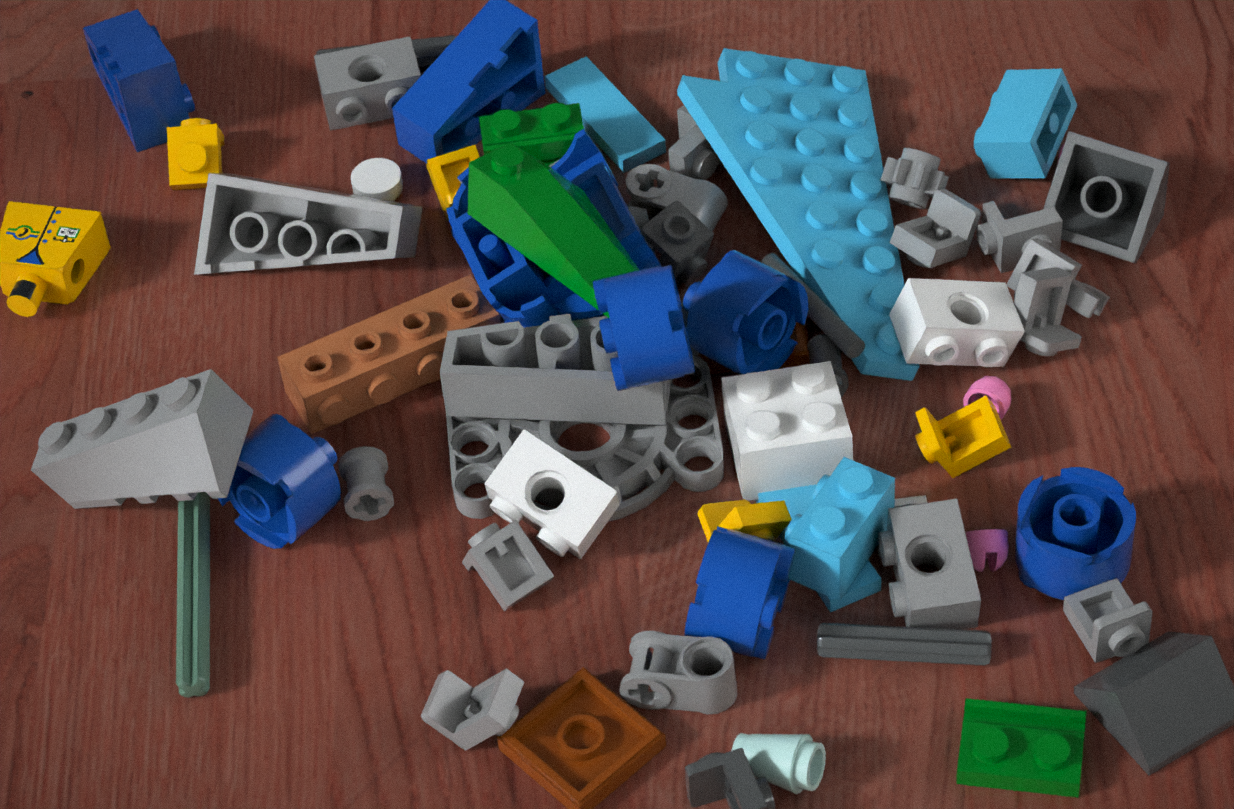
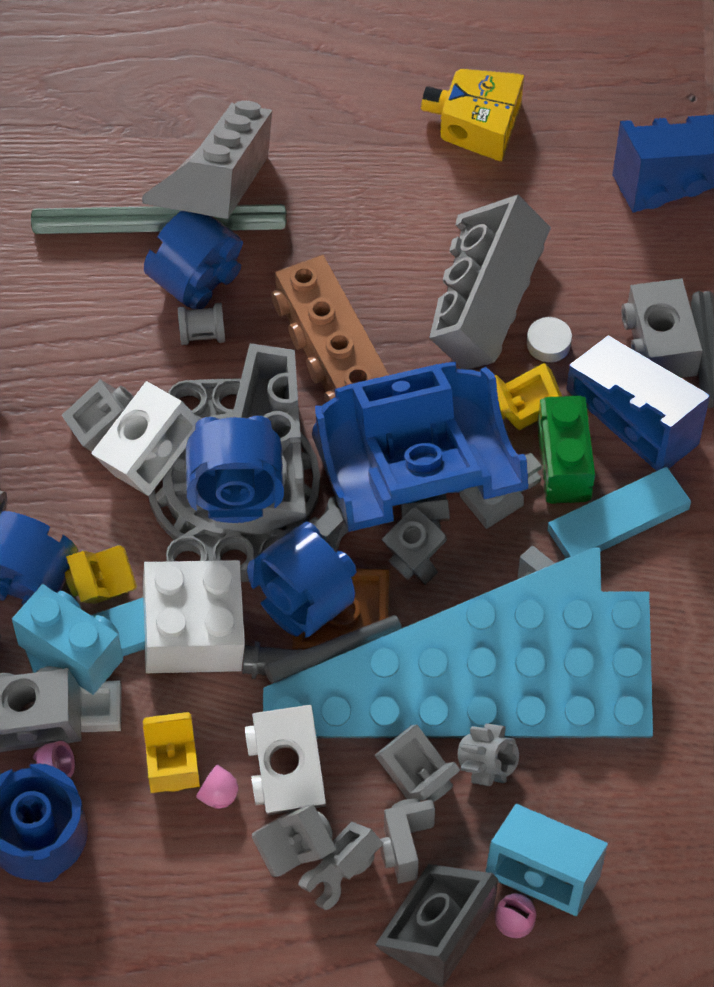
camera: 90 degrees right, 10 degrees up
(193, 153) = (589, 205): yellow bracket -> none
(545, 219) = (400, 421): green wedge -> none
(697, 195) = (481, 555): light grey piece -> none

